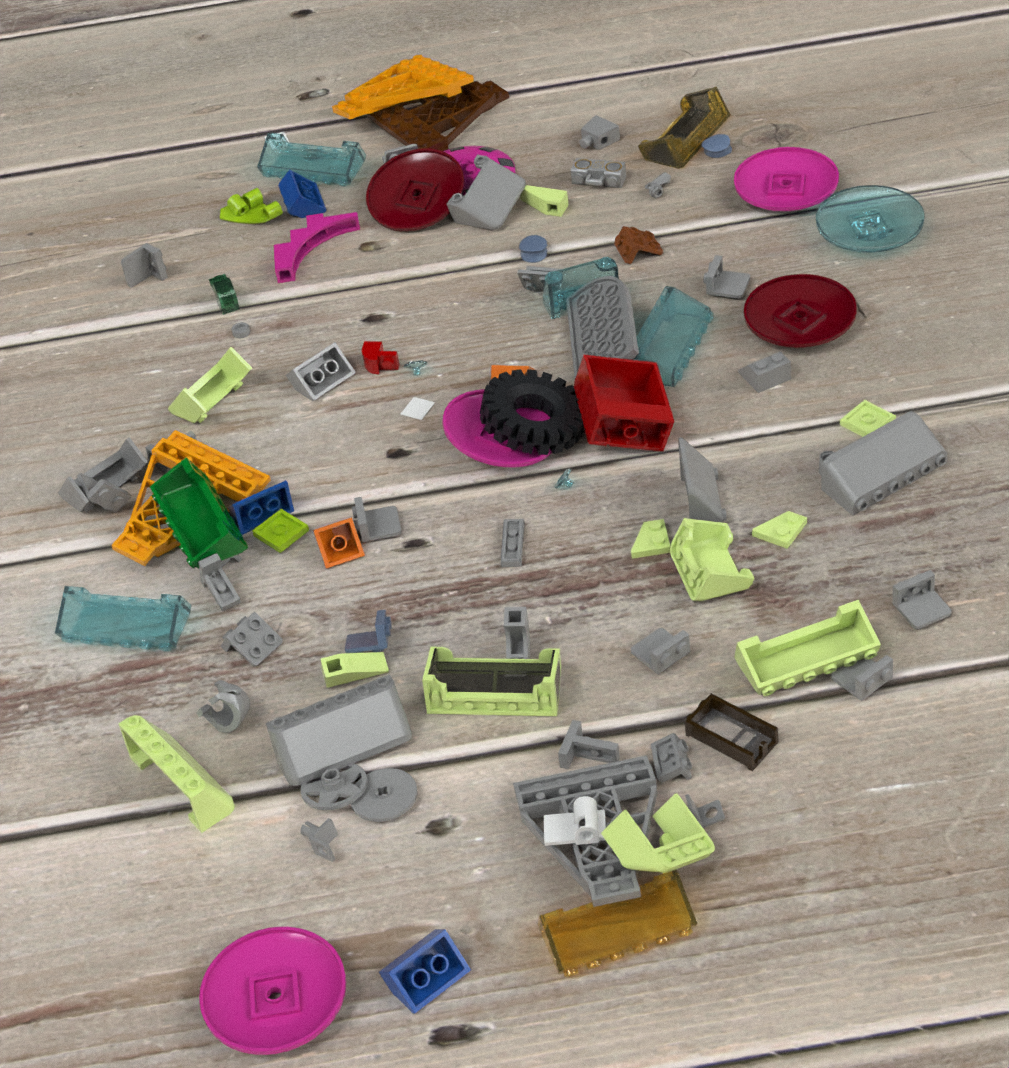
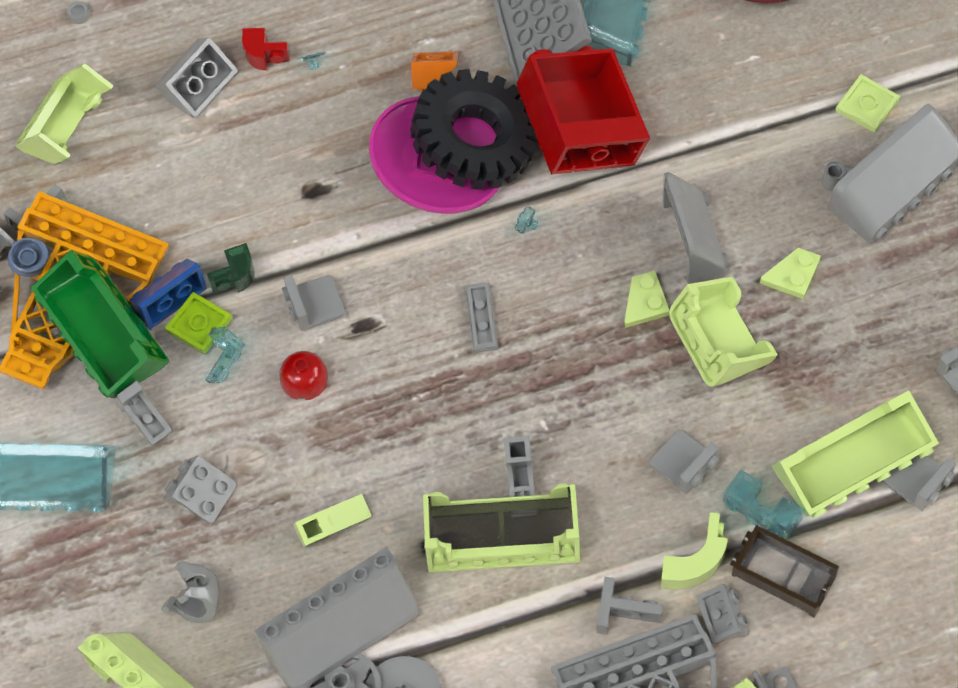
camera: 10 degrees left, 20 degrees up
(153, 468) = (28, 257): none -> sand blue piece
(301, 543) = (232, 349): none -> clear light blue bracket
(320, 499) = (238, 273): none -> clear green brick
(338, 543) = (274, 337): orange slope -> none
(356, 570) = (303, 375): none -> red cylinder
(373, 640) = (343, 478): sand blue bracket -> none
(417, 408) = (325, 120): white sticker -> none
(657, 723) = (697, 568): none -> yellowish green arch
(707, 677) = (742, 496): none -> clear light blue arch
(767, 372) = (738, 38): light grey slope -> none

